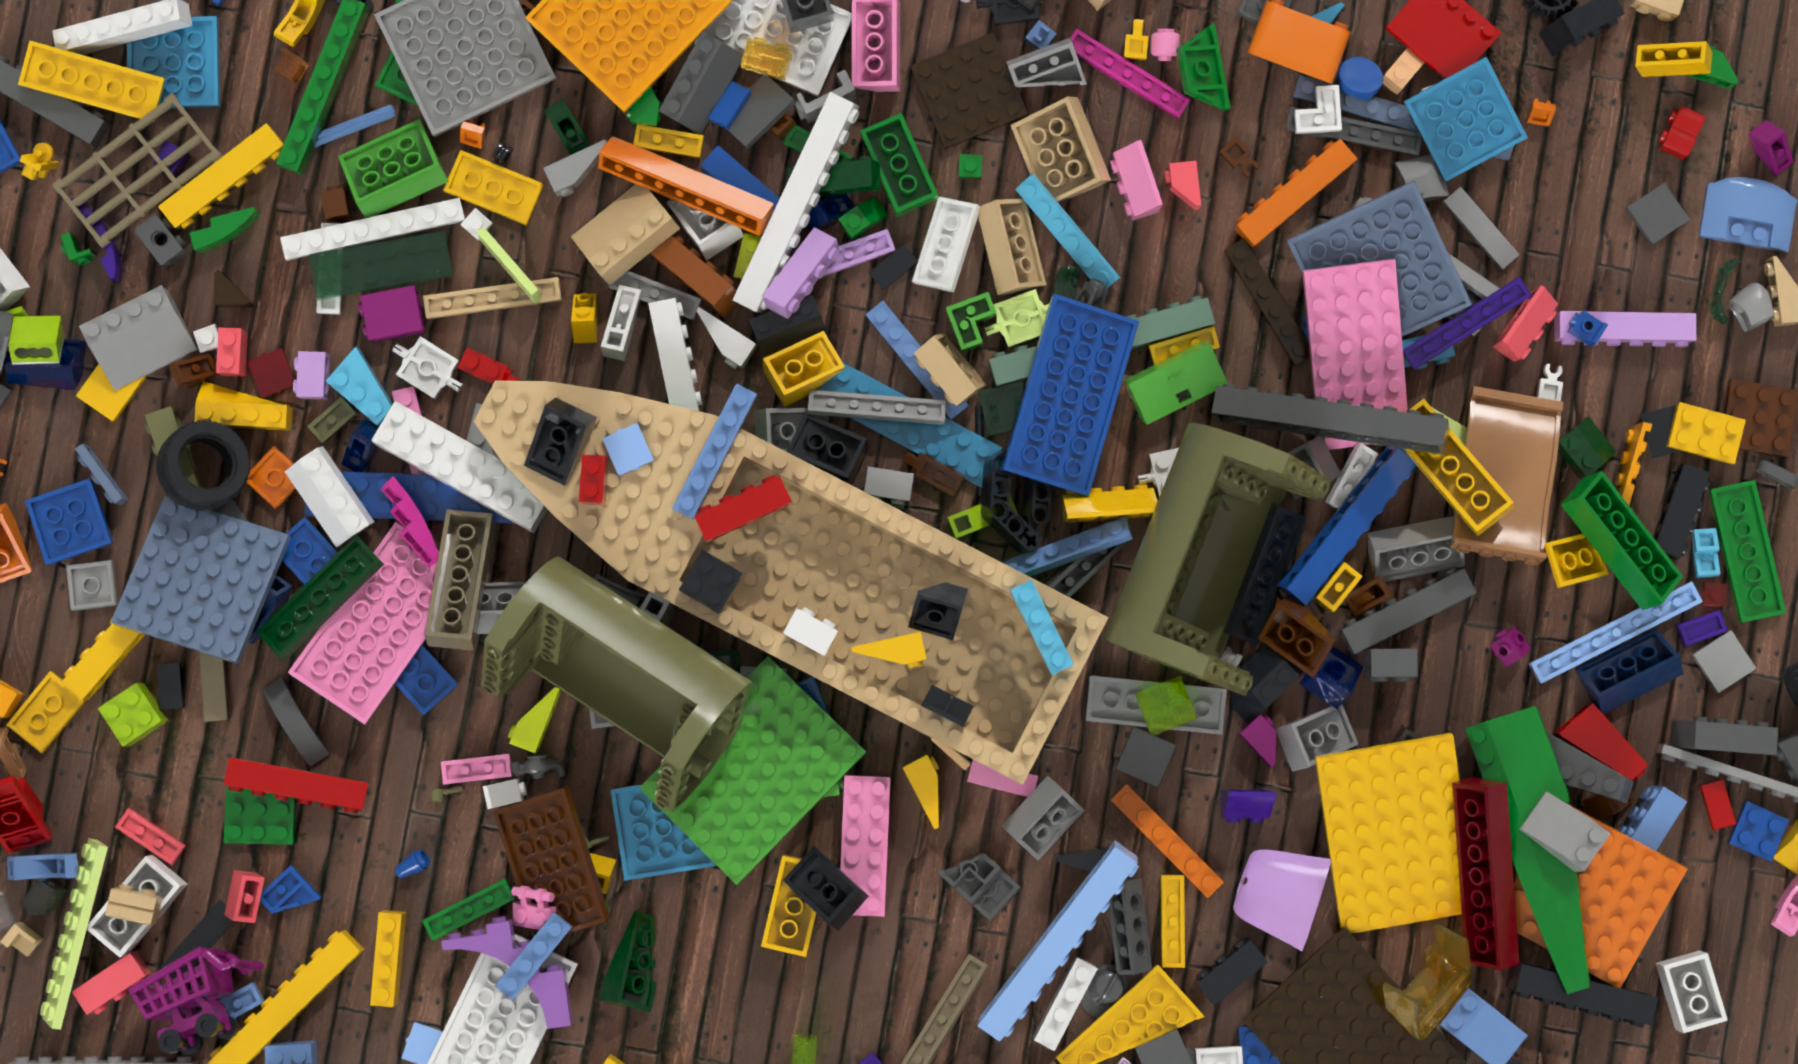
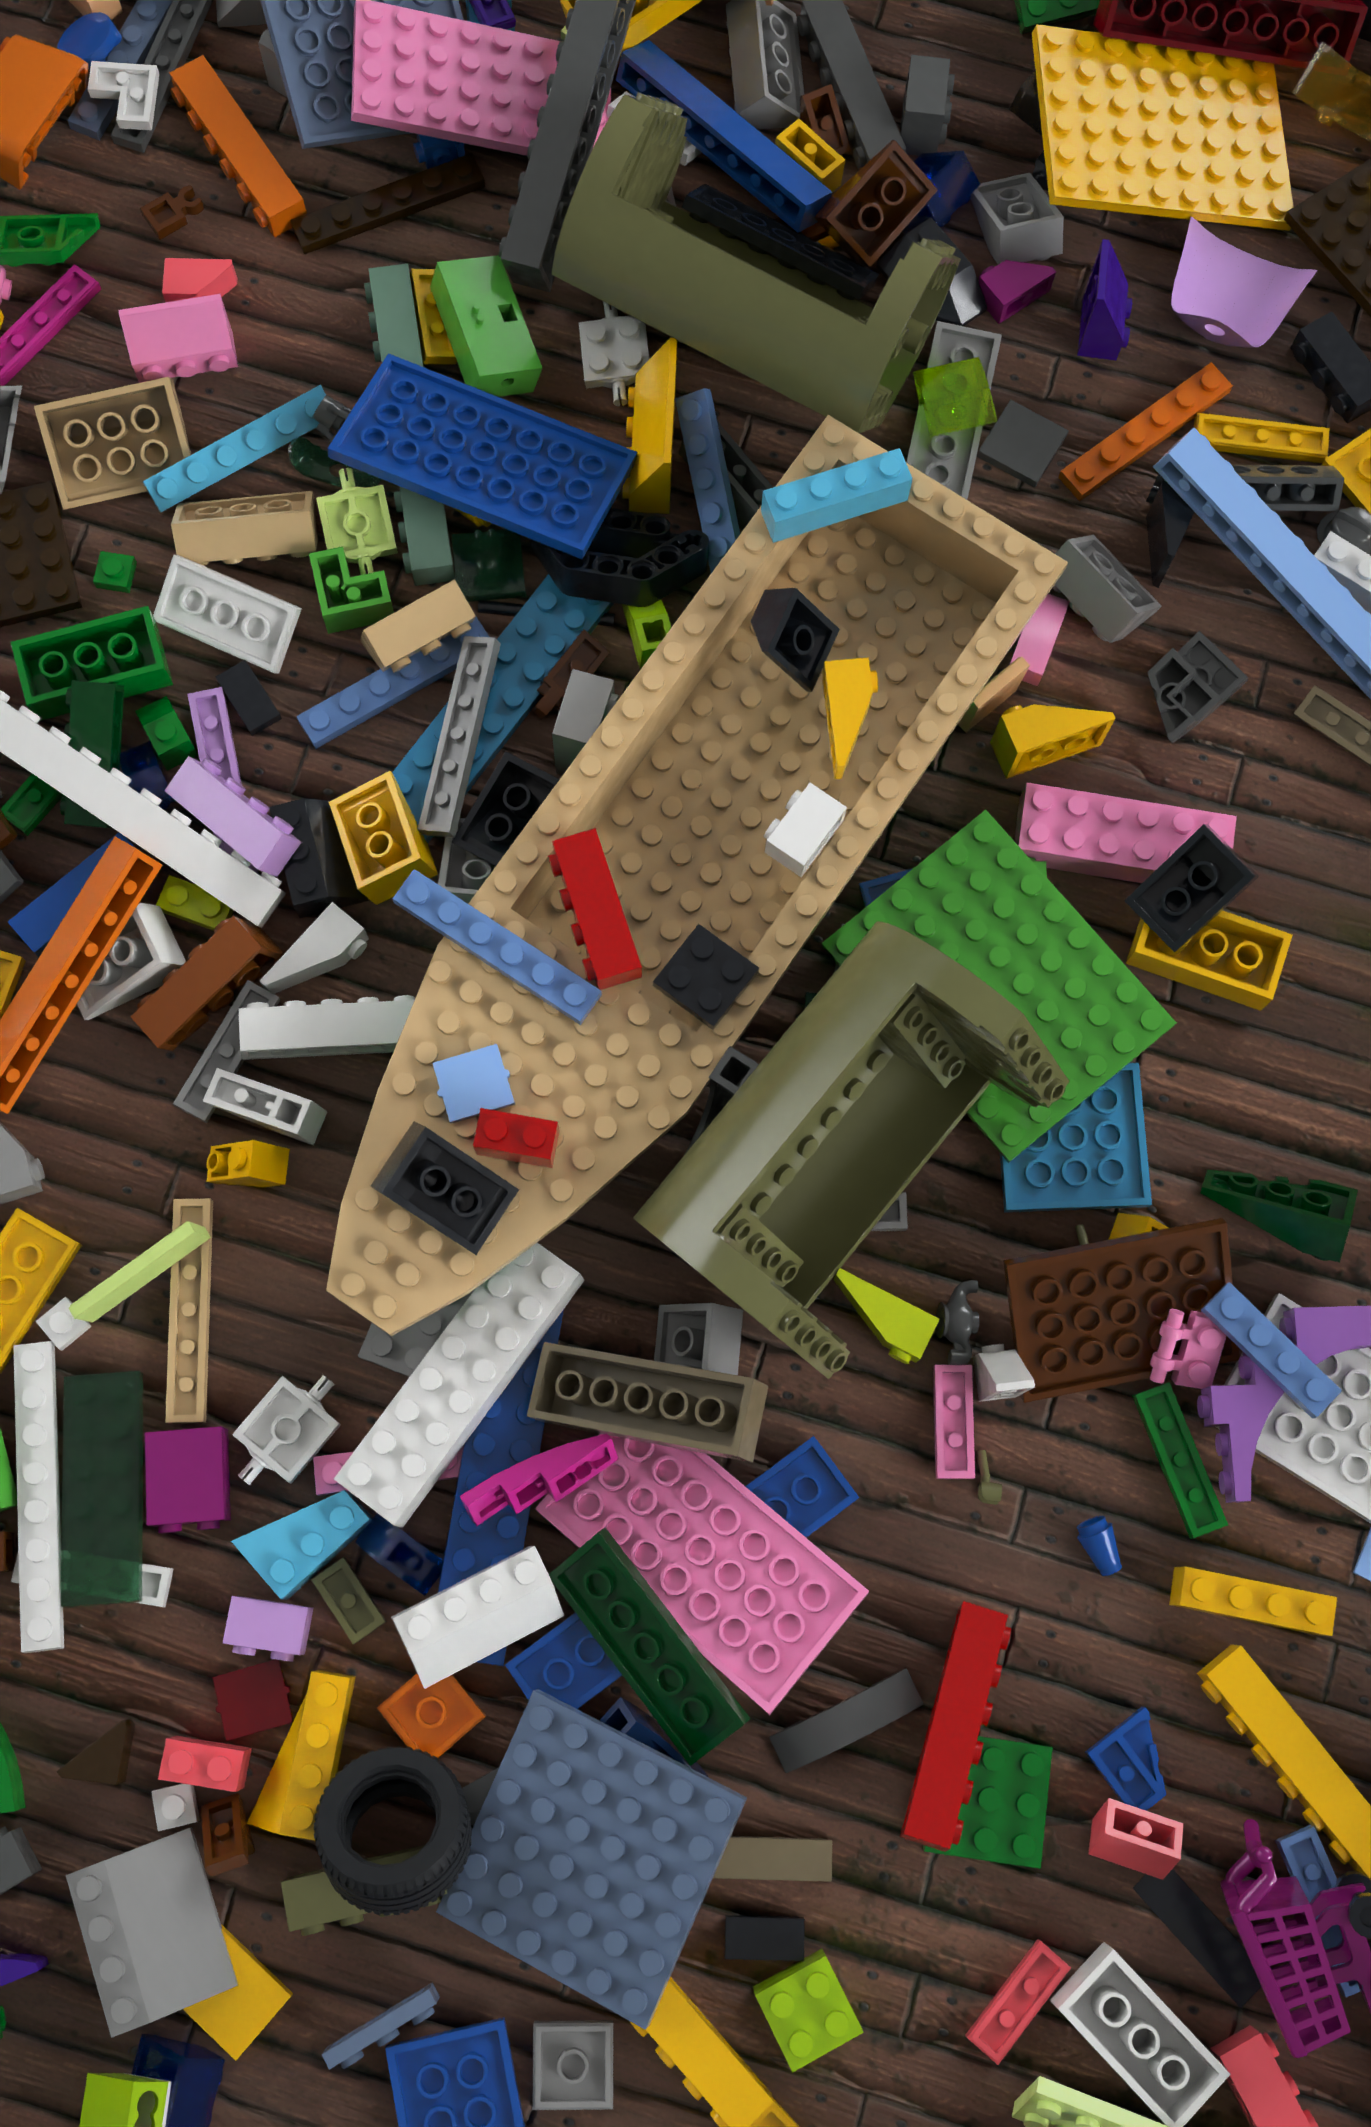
camera: 85 degrees left, 10 degrees down
(133, 905) = (1145, 2036): tan brick -> none
(485, 367) = (304, 1334): red hinge -> none
(625, 233) = (119, 1081): tan slope -> none
(947, 705) = (941, 646): black panel -> none

